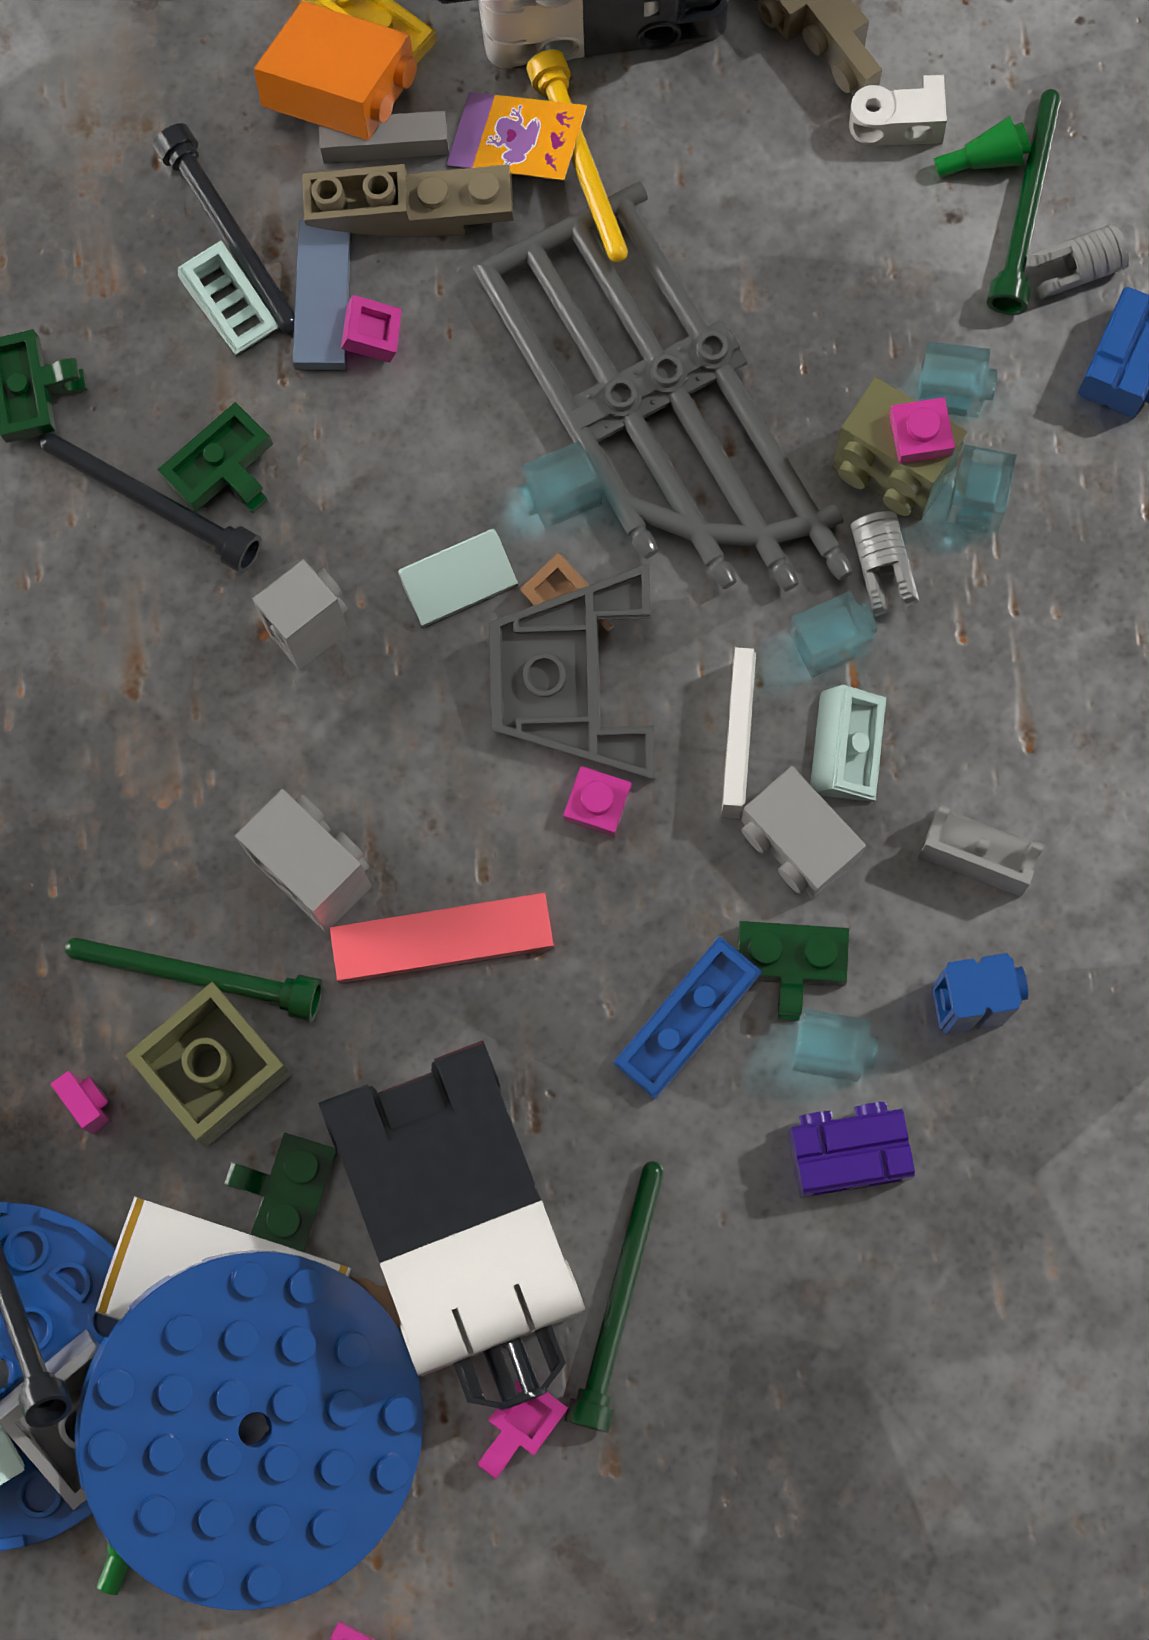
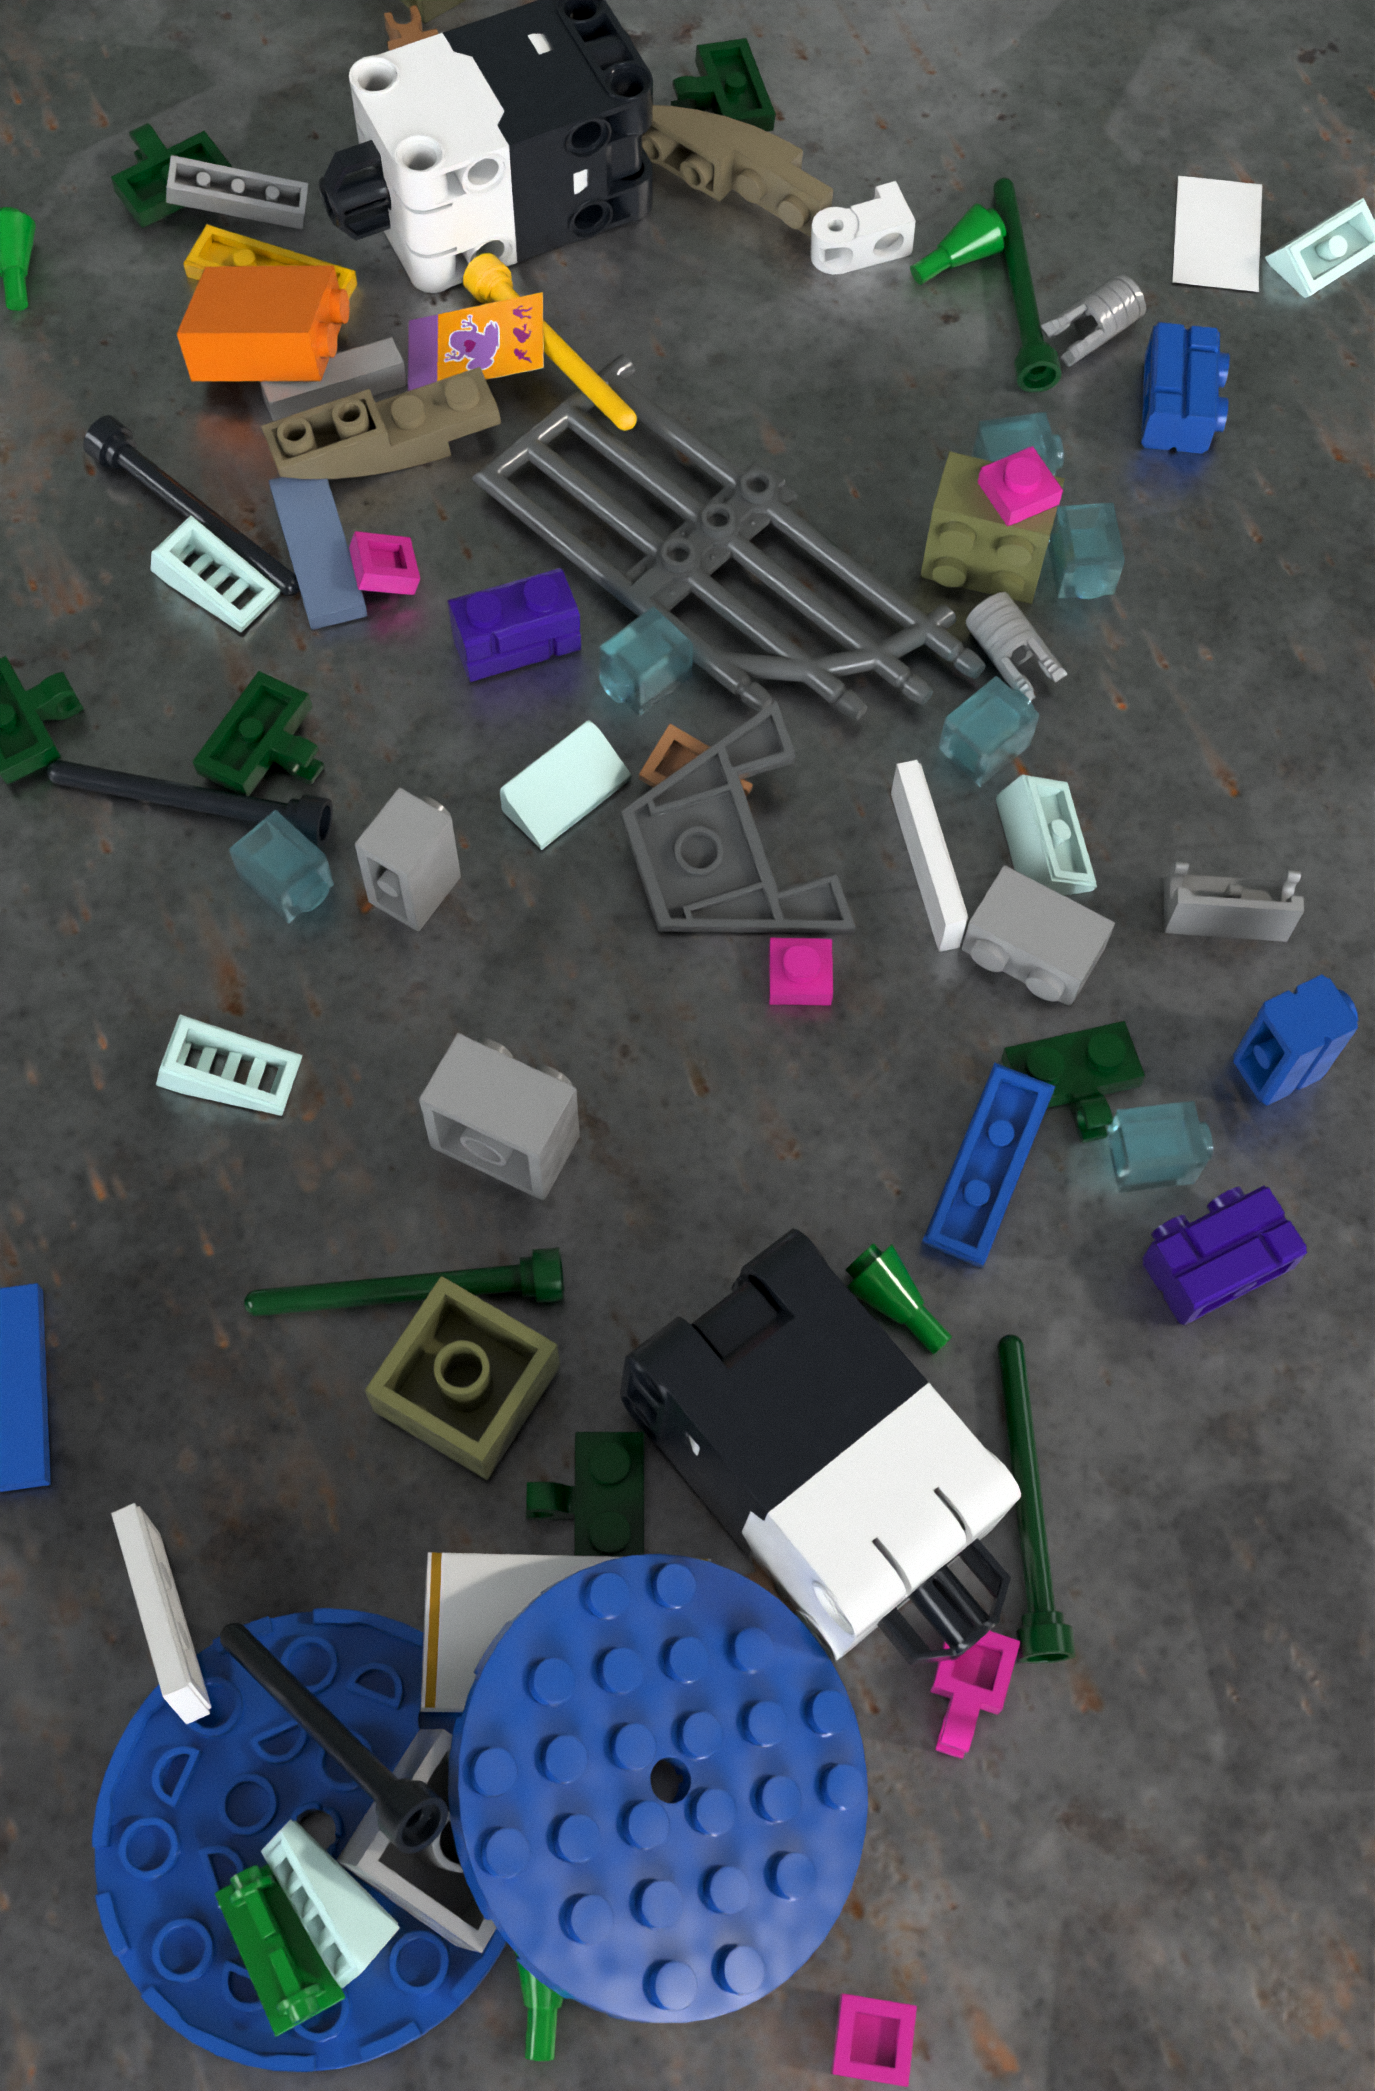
camera: 25 degrees left, 10 degrees down
(76, 716) = (214, 1040): none -> light aqua slope
(83, 1100) = (323, 1468): dark pink plate -> none
(203, 586) = (282, 867): none -> clear light blue brick
(441, 938) = (679, 1165): coral tile -> none
(461, 419) = (515, 624): none -> dark purple brick
(569, 1091) = (888, 1287): none -> green cone

